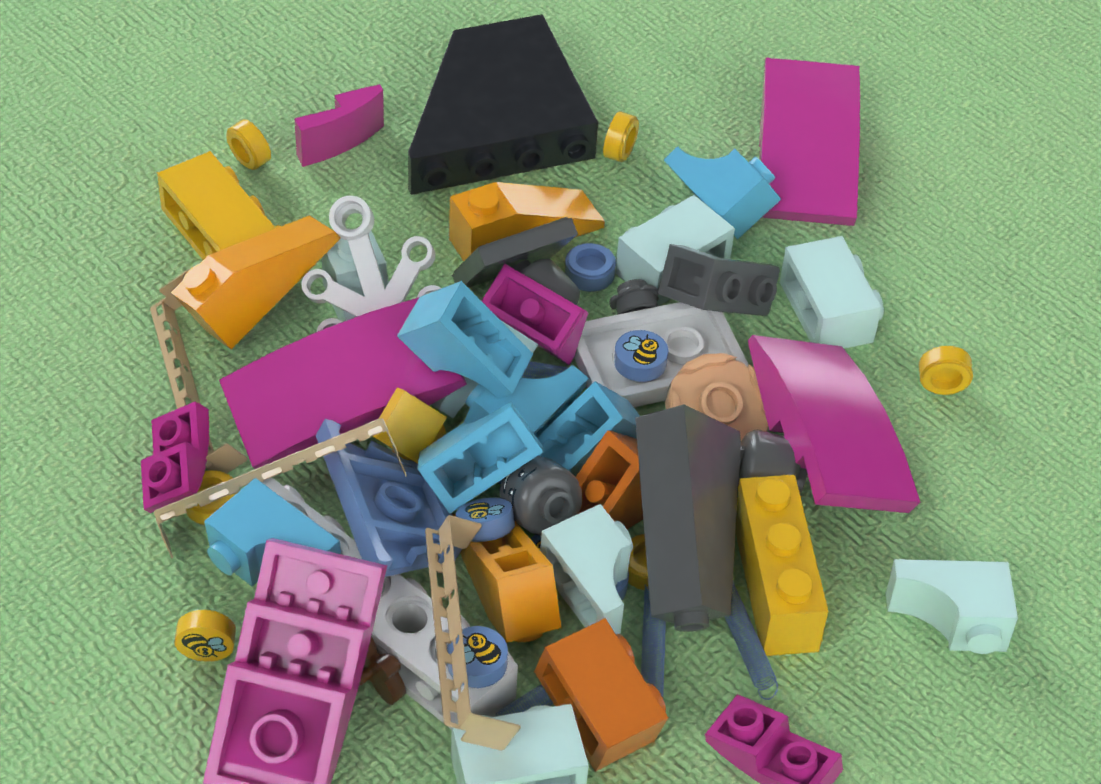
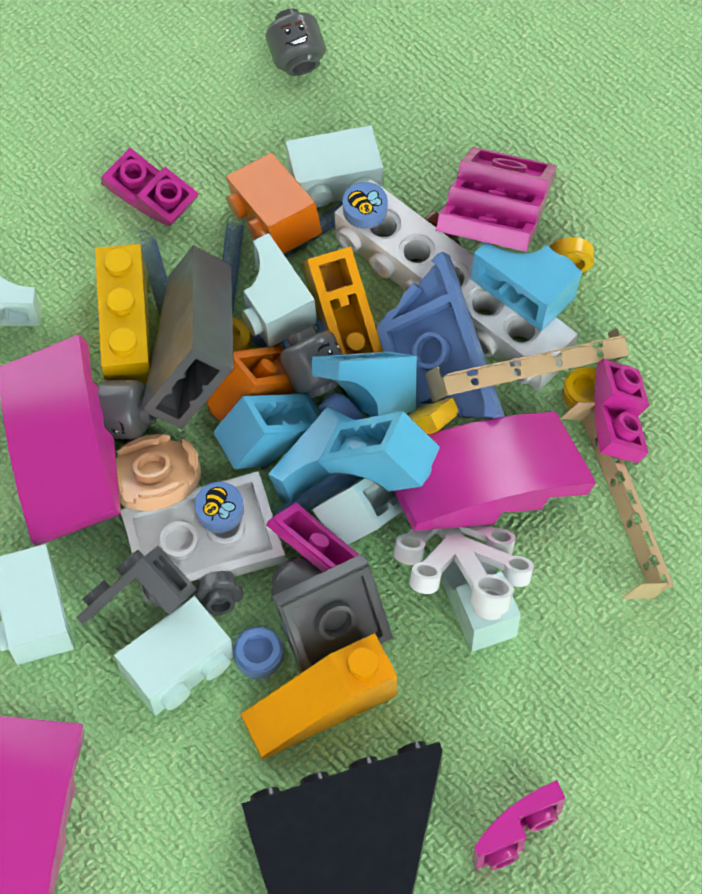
camera: 175 degrees left, 15 degrees up
(210, 205) = (620, 679): yellow brick -> none
(246, 280) = (578, 578): light orange slope -> none
(248, 144) = (611, 792): yellow tile -> none
(478, 728) = (356, 139): tan piece -> none
(493, 514) = (360, 335): medium blue tile -> none
(621, 136) = (216, 818): yellow tile -> none
(728, 185) = (116, 729): medium azure arch -> none

